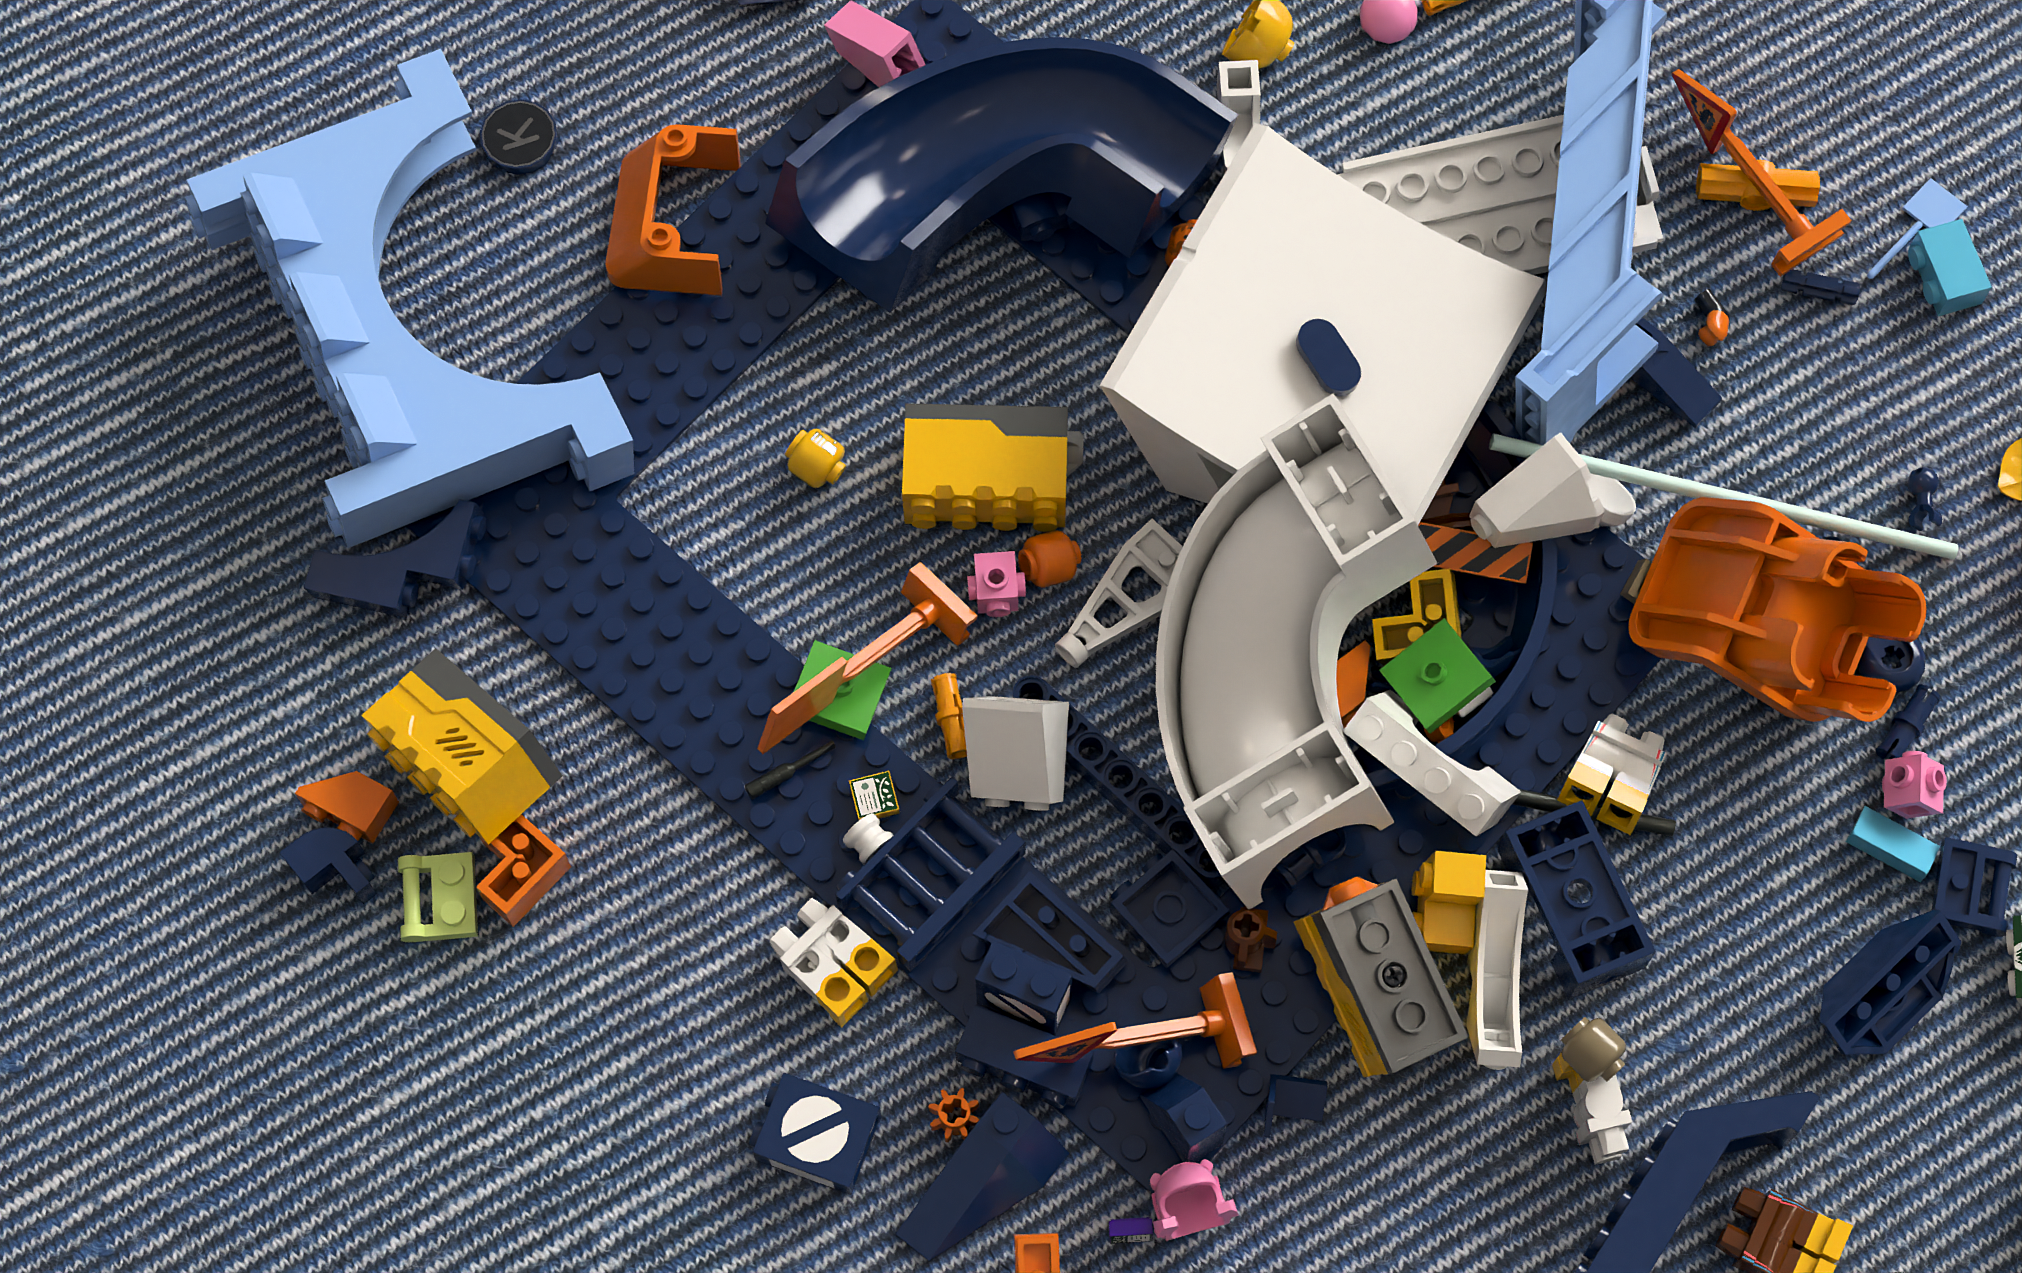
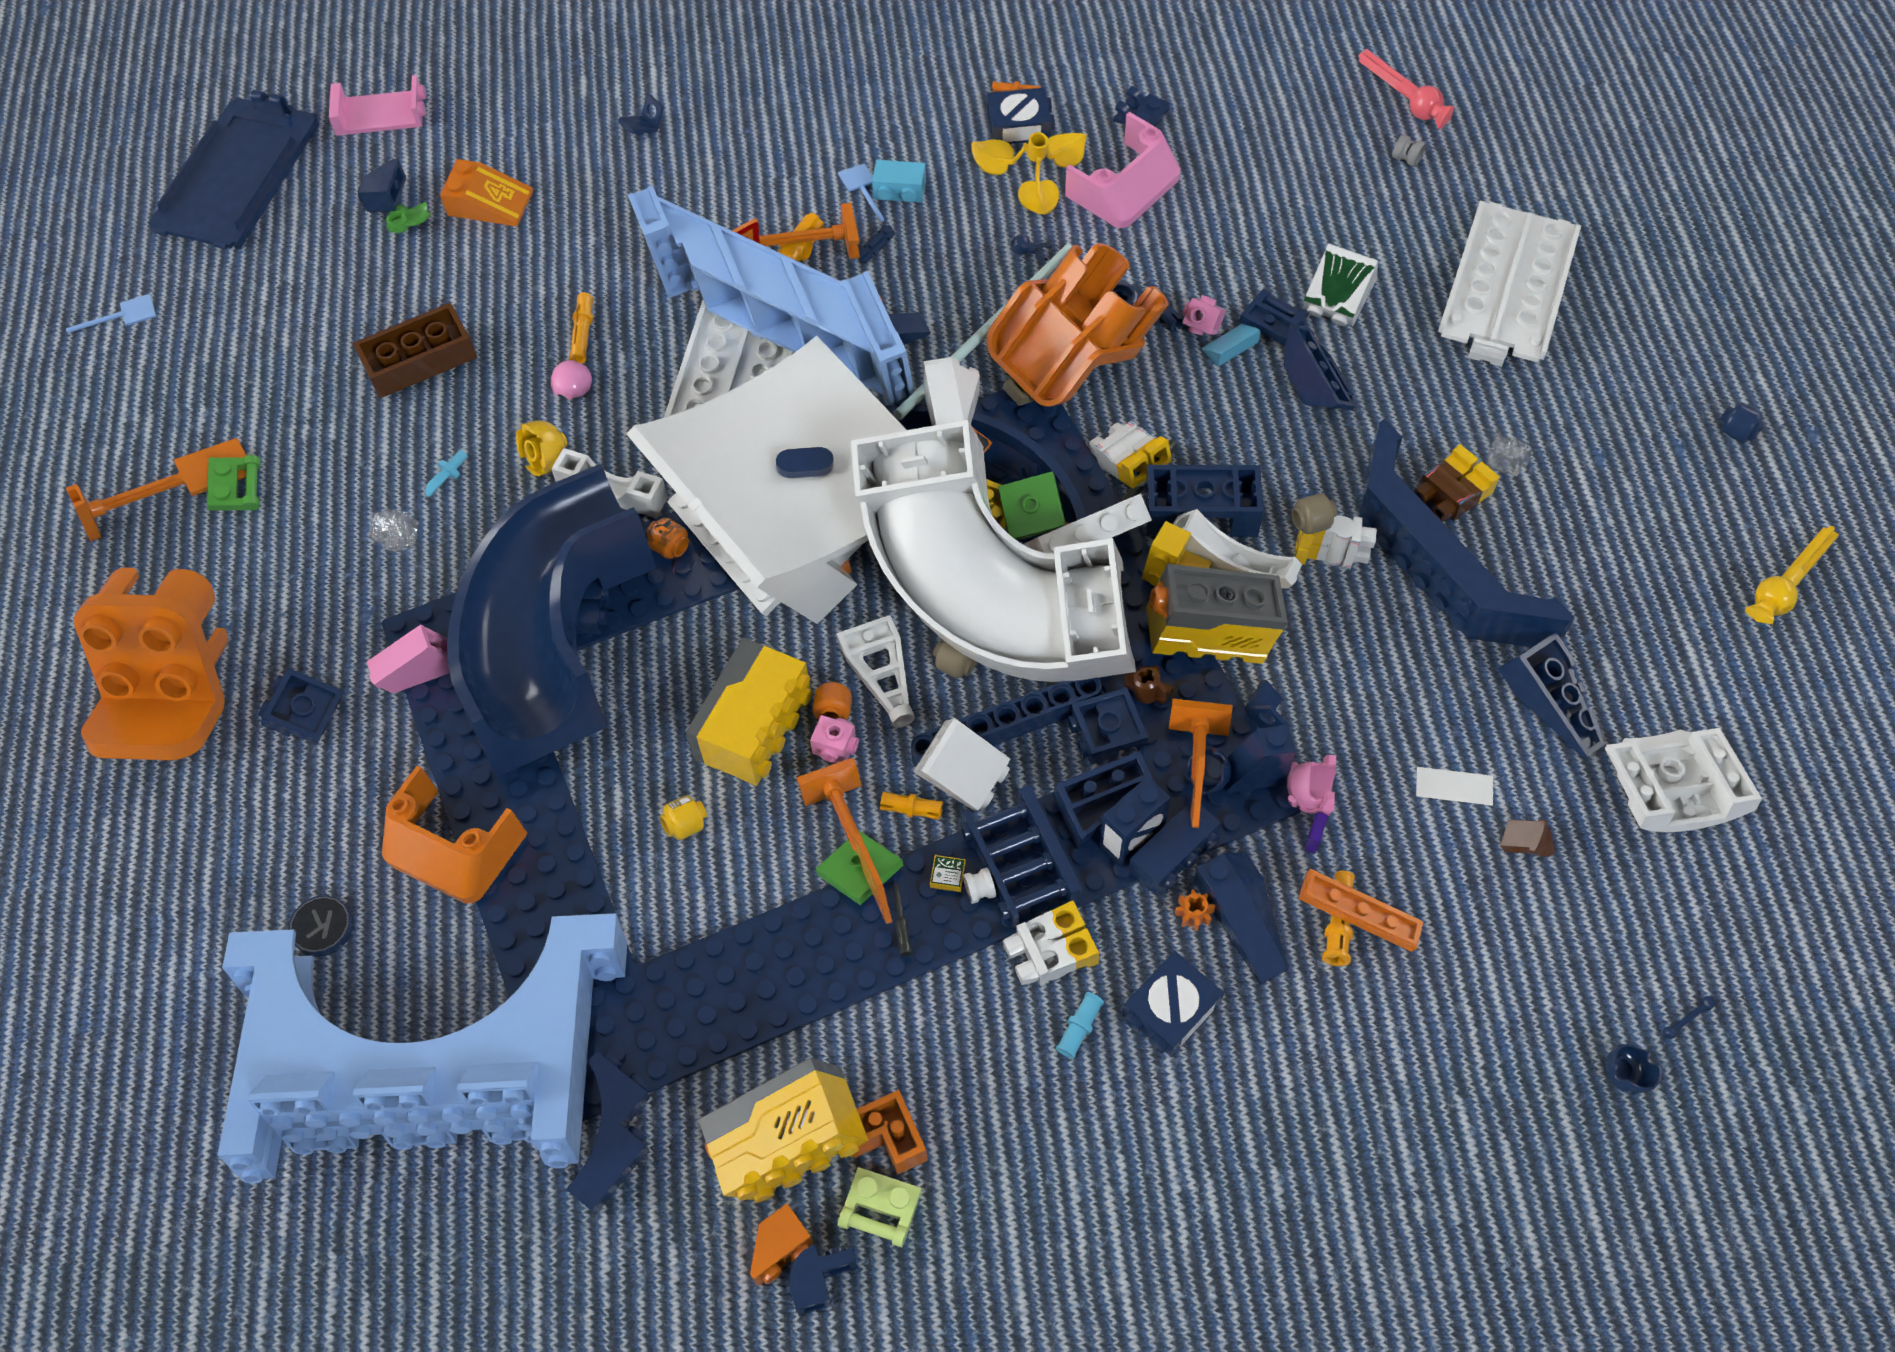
camera: 65 degrees left, 10 degrees down
(746, 1034) = (1079, 1025): none -> medium azure pin

